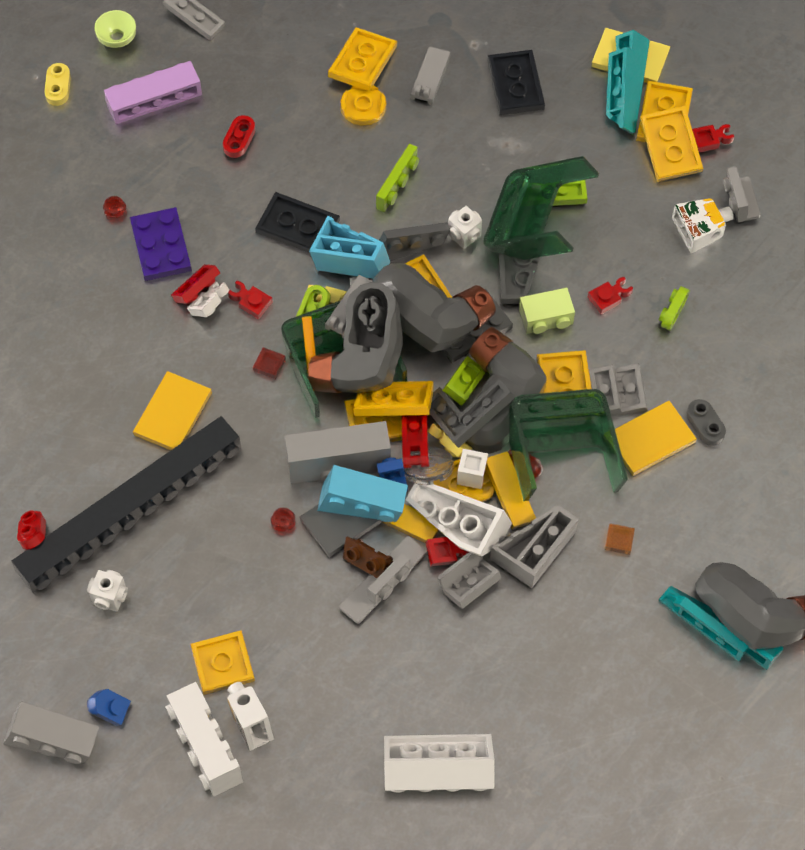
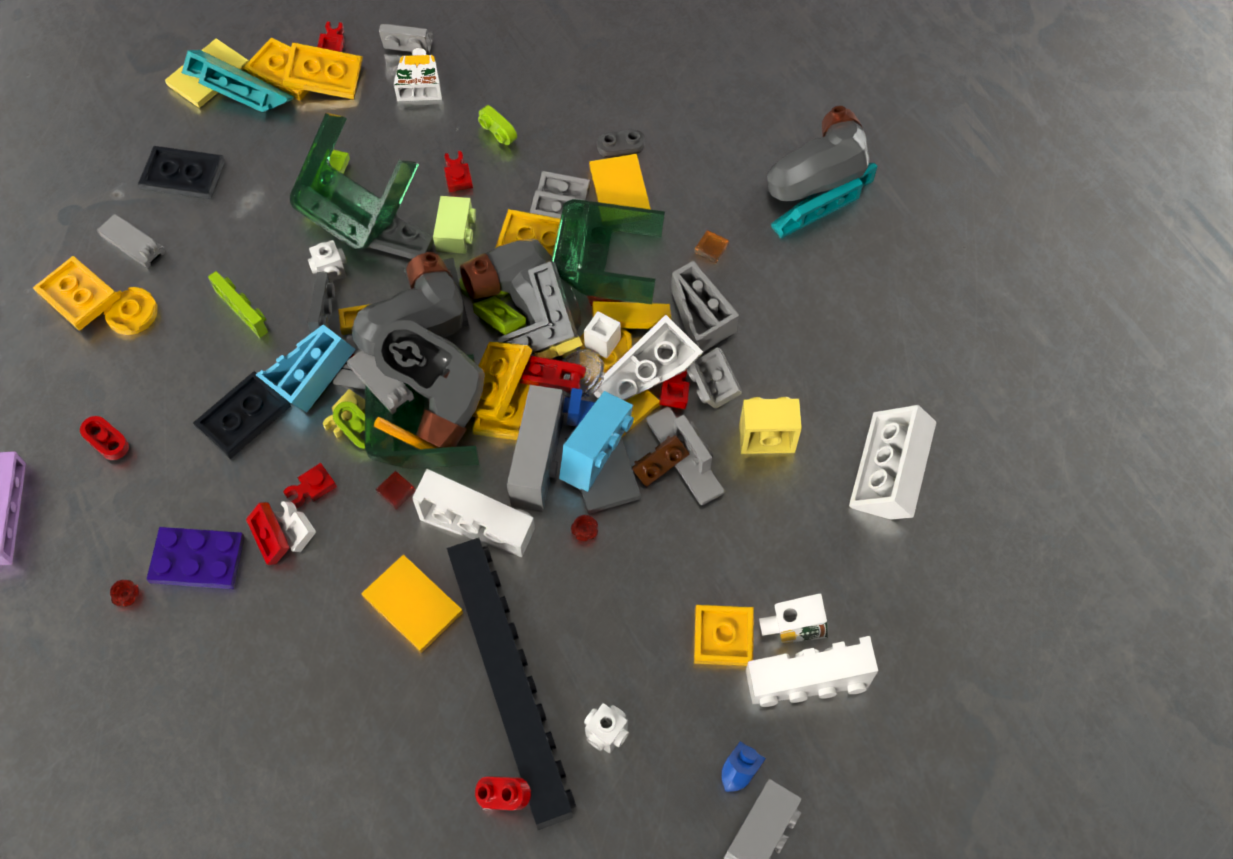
camera: 70 degrees left, 0 degrees up
(261, 426) = (472, 514): none -> white wedge
(431, 637) = (770, 425): none -> light yellow brick

